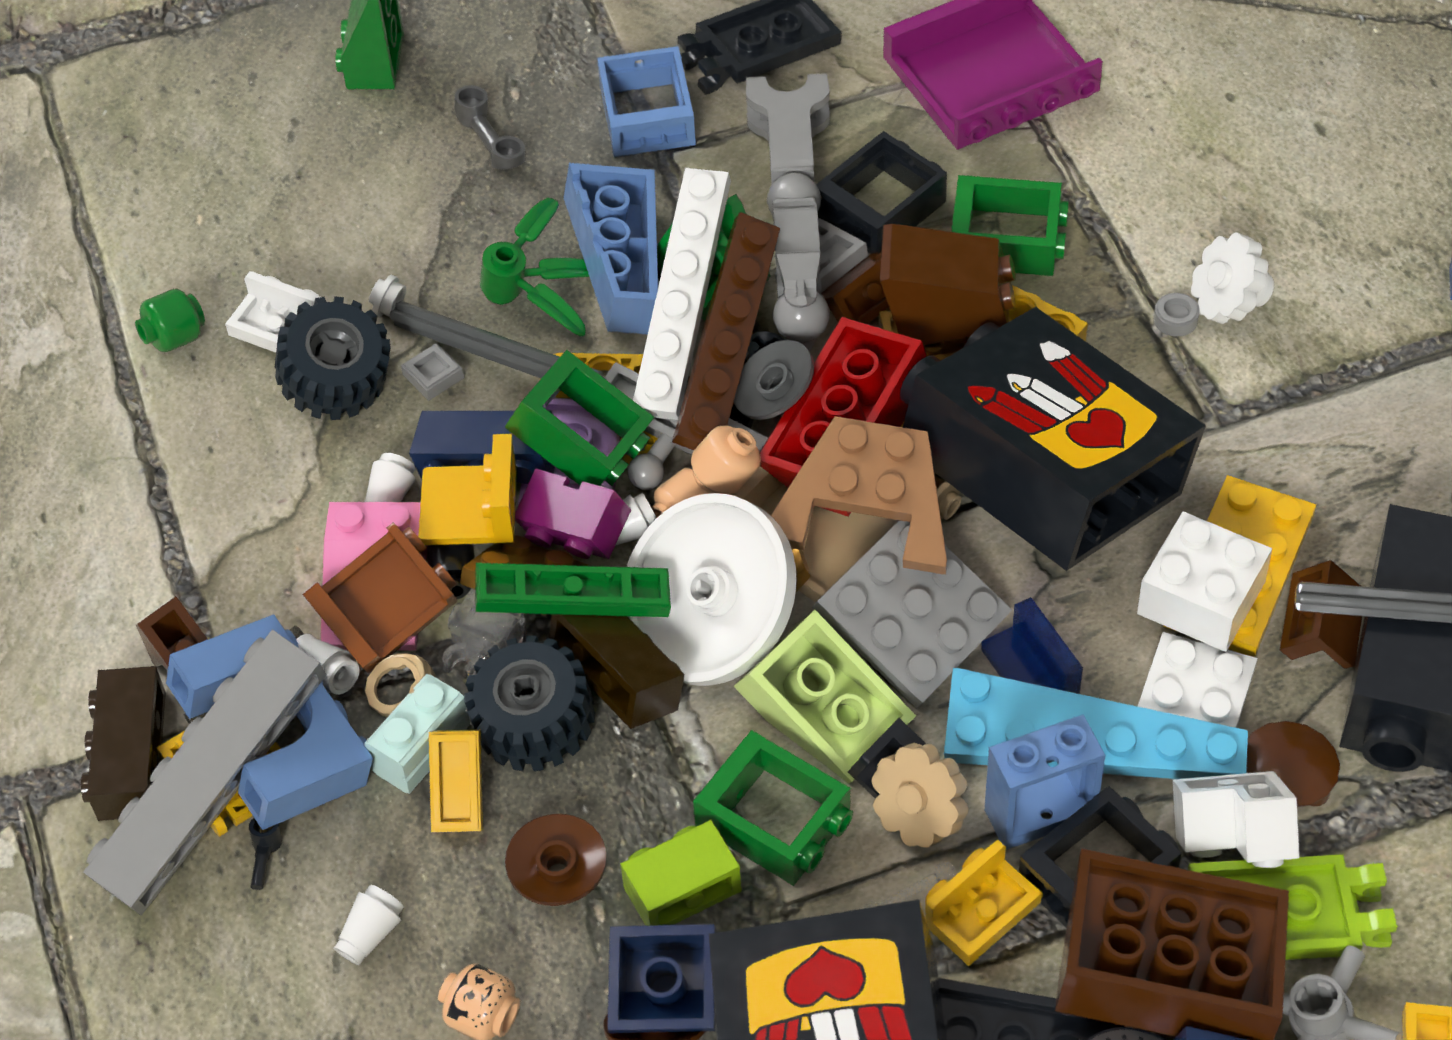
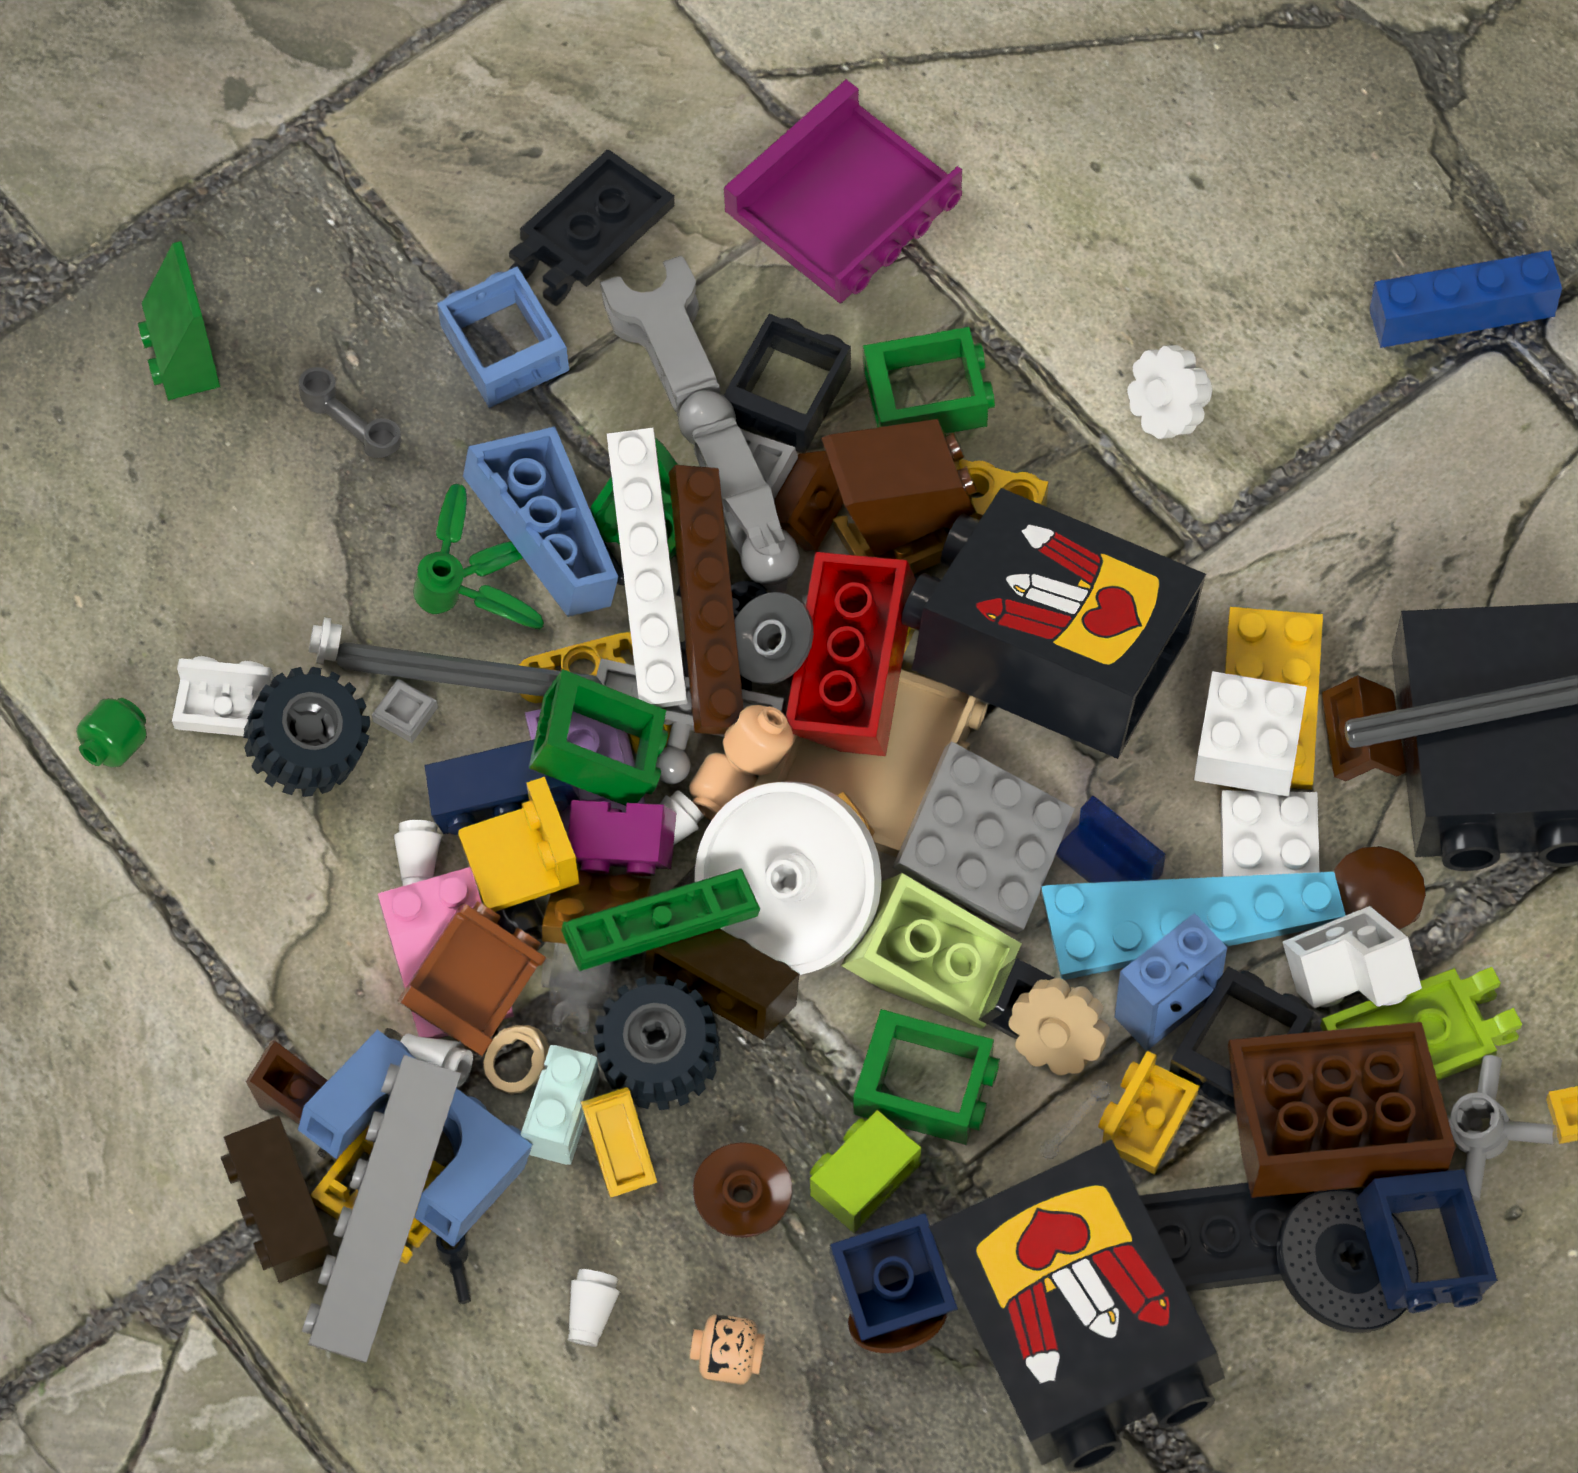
camera: 20 degrees left, 10 degrees up
(871, 473) = (911, 715): medium nougat wing -> none
(1176, 314) = (1124, 439): light grey tile -> none

